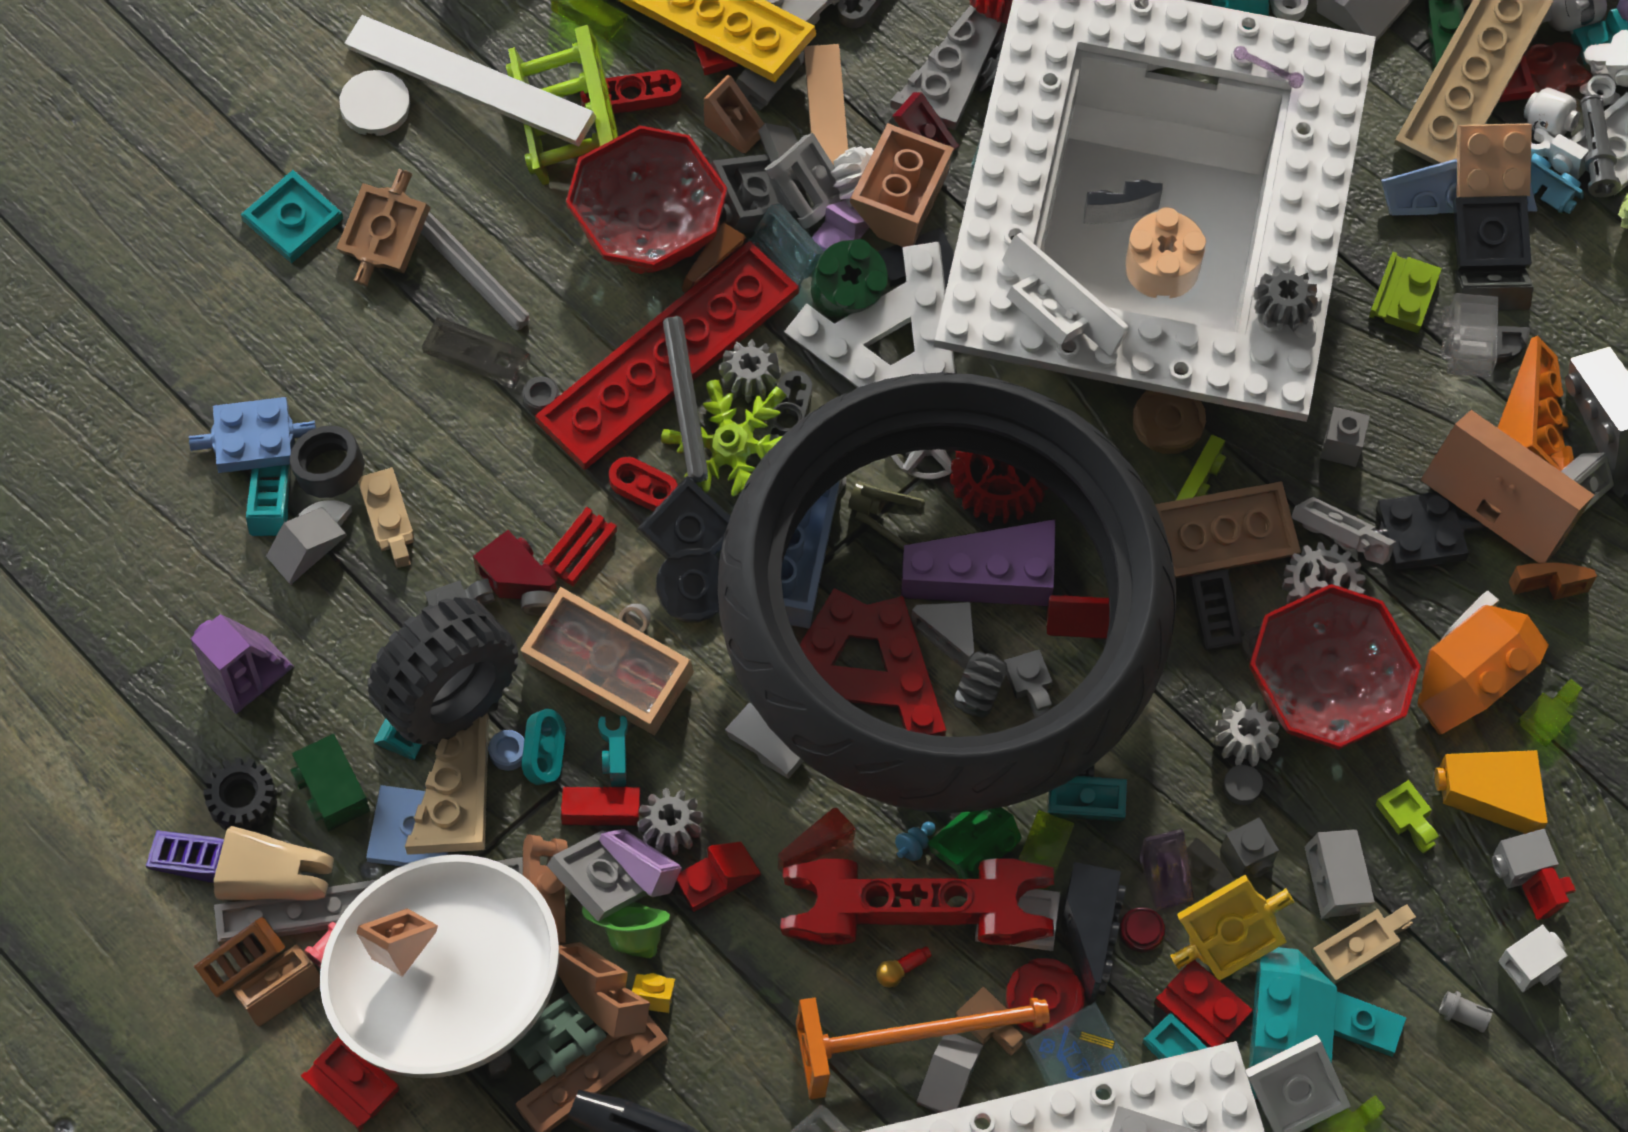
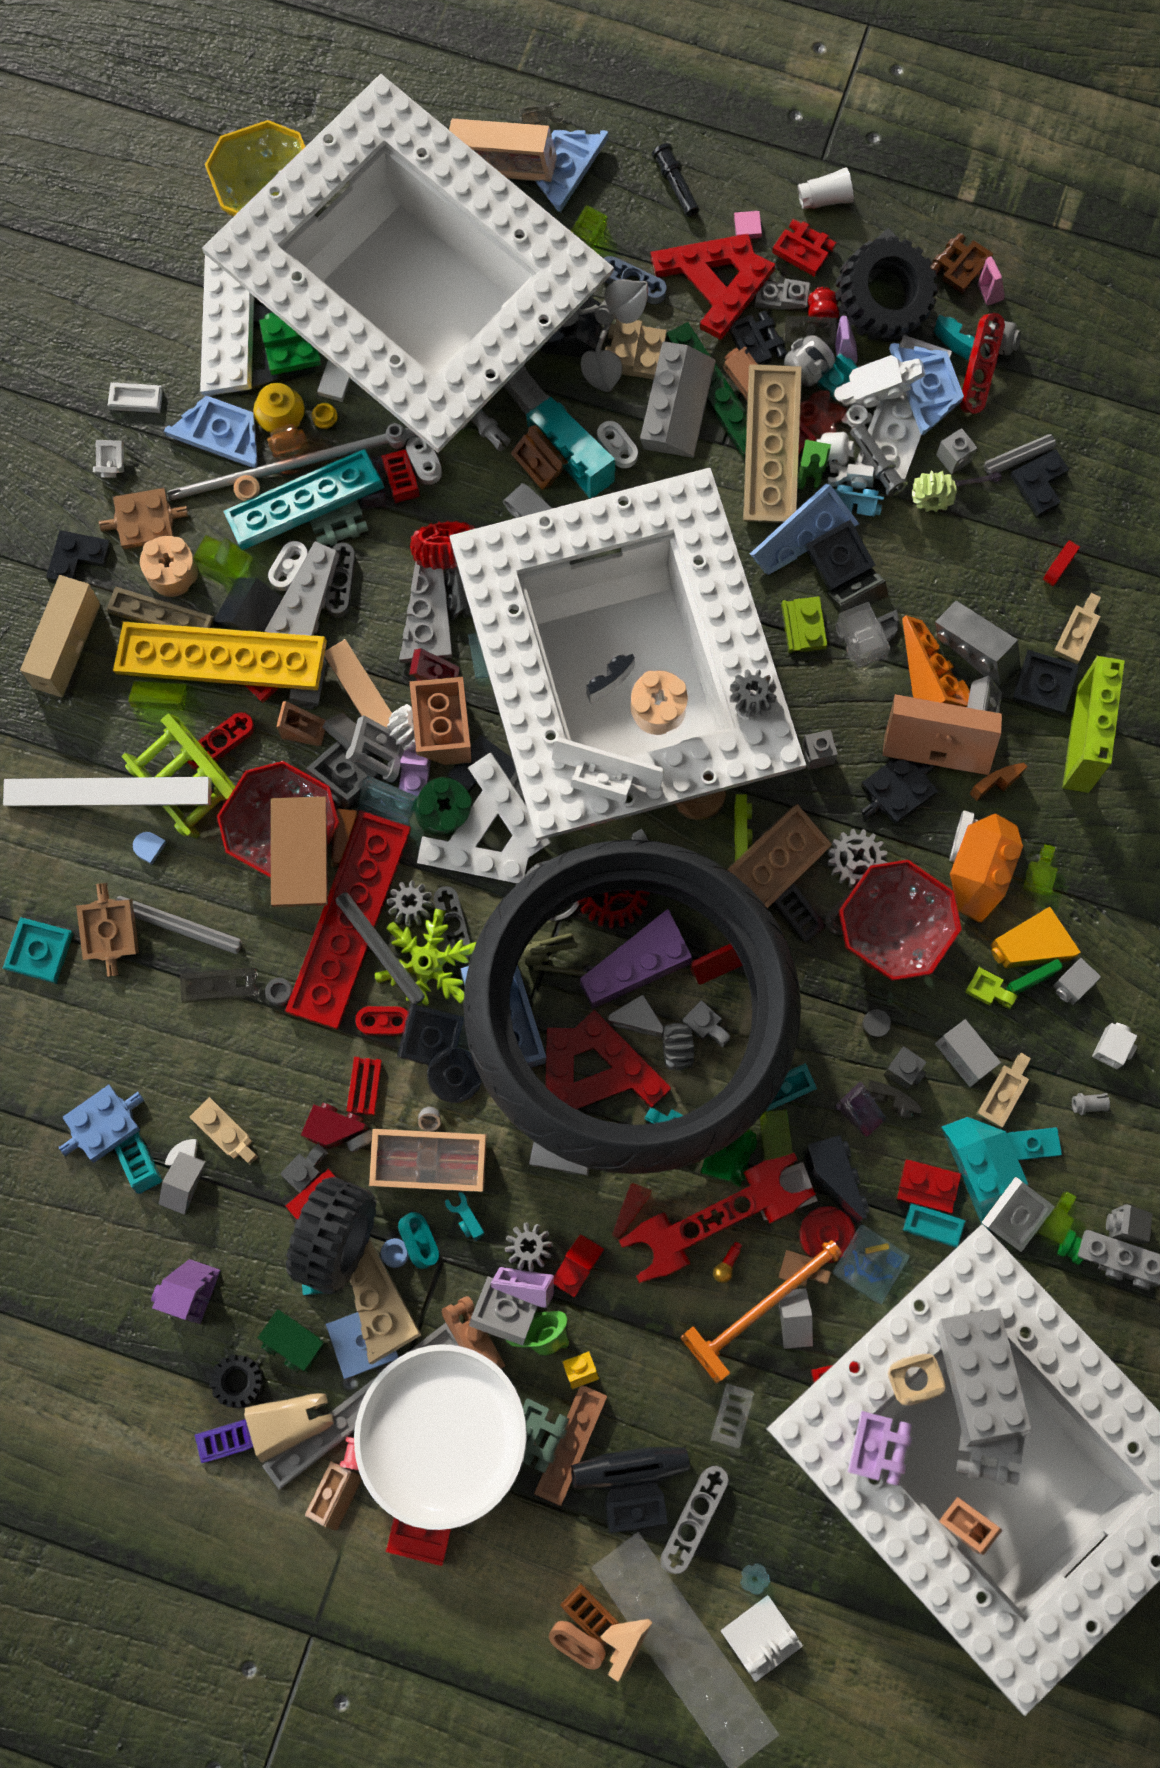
camera: 25 degrees left, 10 degrees up
(265, 935) = (306, 1474): dark orange slope -> none
(333, 482) = (148, 1105): black tyre -> none
(374, 102) = (48, 838): white tile -> none
(397, 939) = (404, 1434): nougat slope -> none
(482, 165) = (148, 846): none -> light blue tile
(600, 806) = (476, 1258): red slope -> none
(602, 990) = (548, 1389): nougat slope -> none
(650, 239) = (299, 851): none -> medium nougat tile
(912, 843) = (690, 1178): dark azure hair -> none
(1142, 929) = (864, 1155): dark red piece -> none
(1232, 928) = (923, 1129): yellow plate -> none
(1247, 746) = (869, 997): white gear -> none
(1295, 79) = (675, 527): clear purple hinge -> none
(1344, 528) = (852, 815): light grey hinge -> none
(1473, 827) = (1035, 977): none -> green tile
(1493, 160) = (818, 506): light nougat plate -> none
(1517, 104) = (813, 462): none -> bright green hinge
(1547, 892) = (1101, 997): red tile -> none

